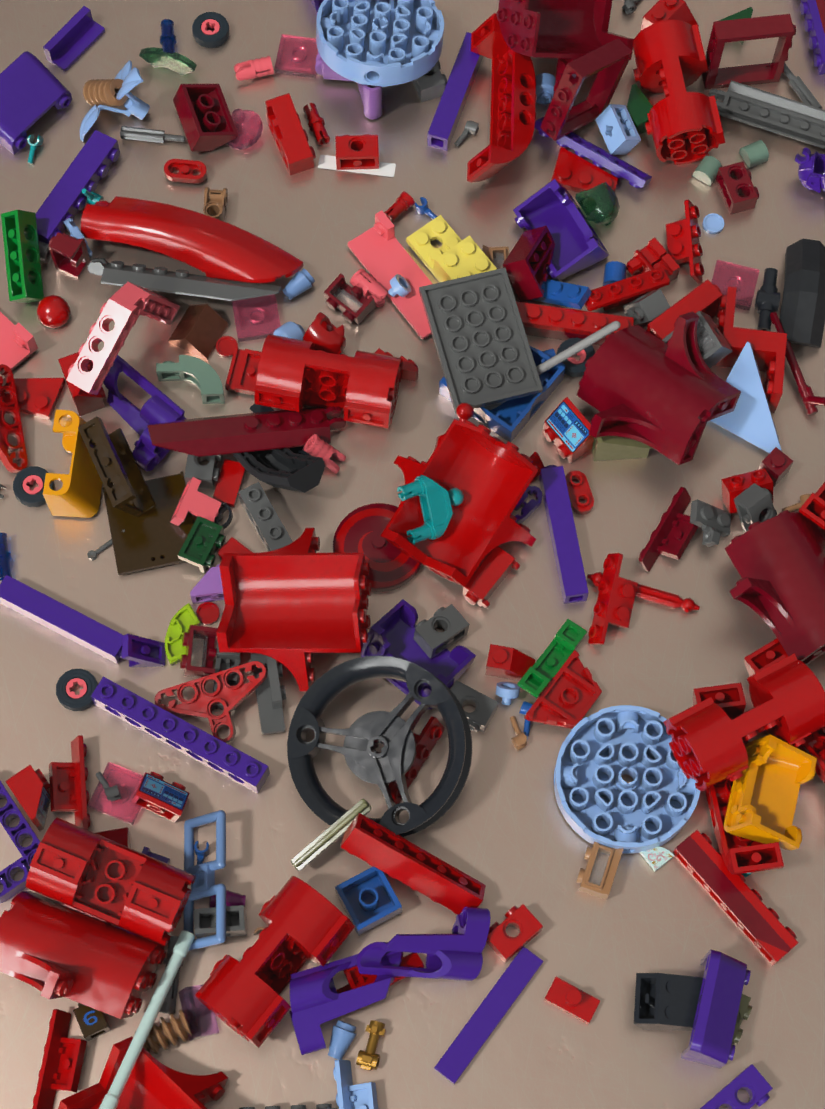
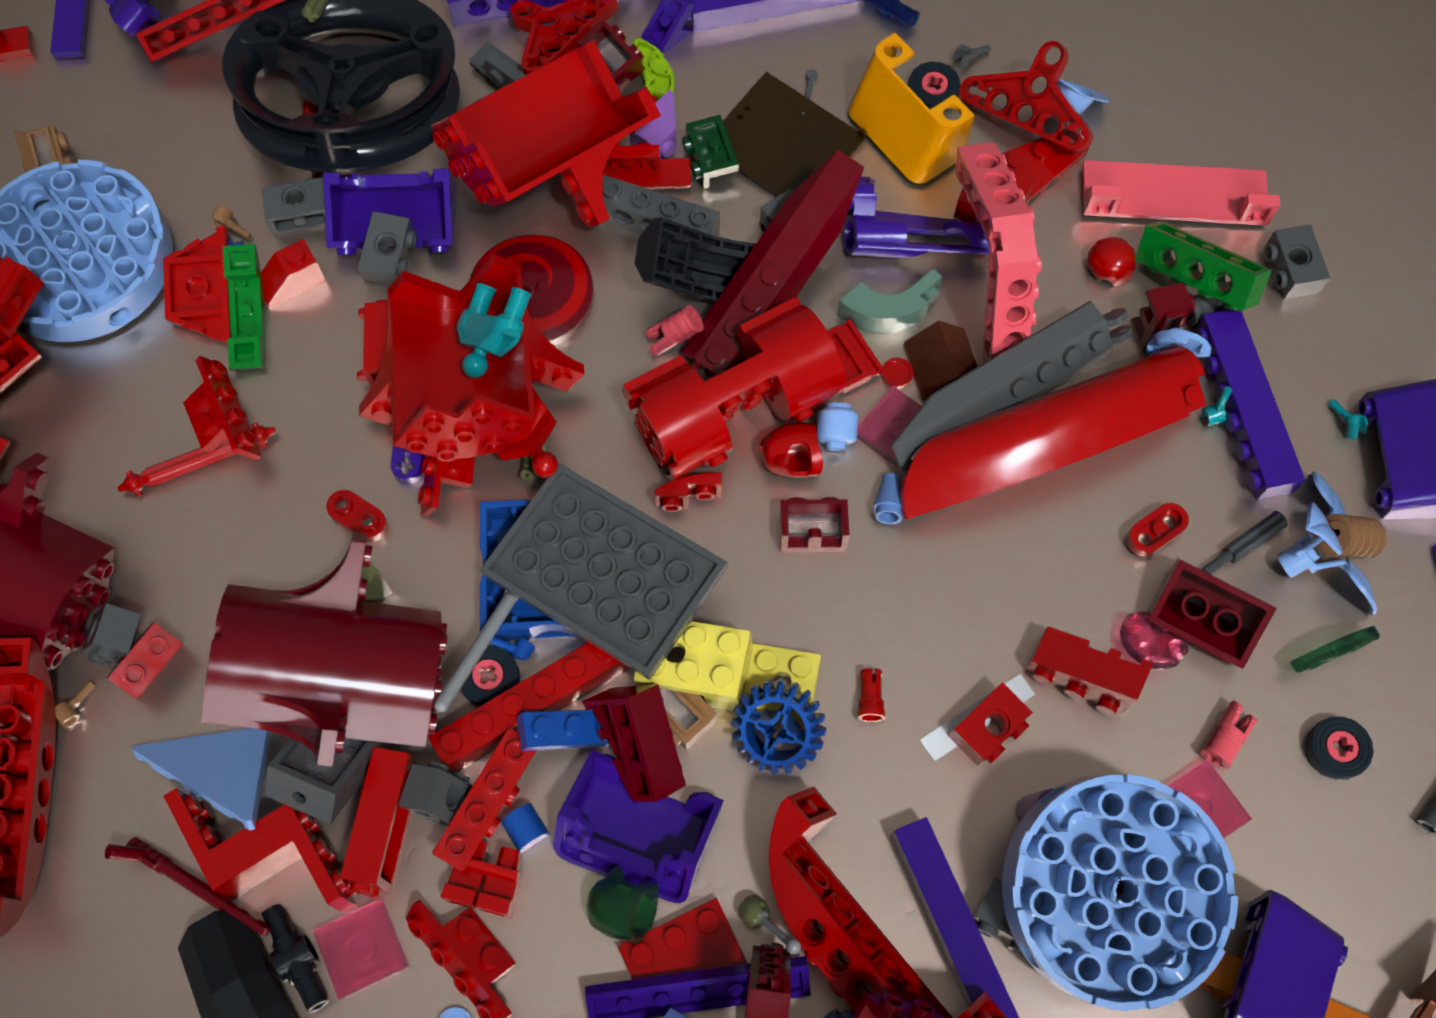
camera: 140 degrees right, 0 degrees up
(118, 466) = (868, 111): dark brown window -> none
(167, 38) = (1369, 685): clear blue pin -> none
(199, 505) = (745, 178): coral piece -> none
(215, 203) = (1080, 515): medium nougat piece -> none
(229, 482) = (741, 225): red tile -> none
(316, 124) = (1079, 726): red pin -> none
(369, 287) = (796, 560): coral hinge -> none
(385, 258) = (796, 609): coral bracket -> none
(399, 286) = (768, 581): light blue tile -> none
(424, 208) = (838, 723): blue hand -> none
(458, 217) = (790, 732): none -> blue gear
(470, 127) = (887, 892): dark grey hand -> none
(507, 691) = (267, 245): light blue tile -> none
(508, 946) = (95, 51): red brick -> none
(539, 160) = (756, 913): none -> hinge
(563, 534) = (336, 449): dark purple brick -> none
(568, 431) = (416, 564): slope -> none
(671, 534) = (203, 543): dark red bracket -> none
(712, 520) = (165, 586): dark grey hinge -> none
(777, 465) = (130, 722): dark red brick -> none

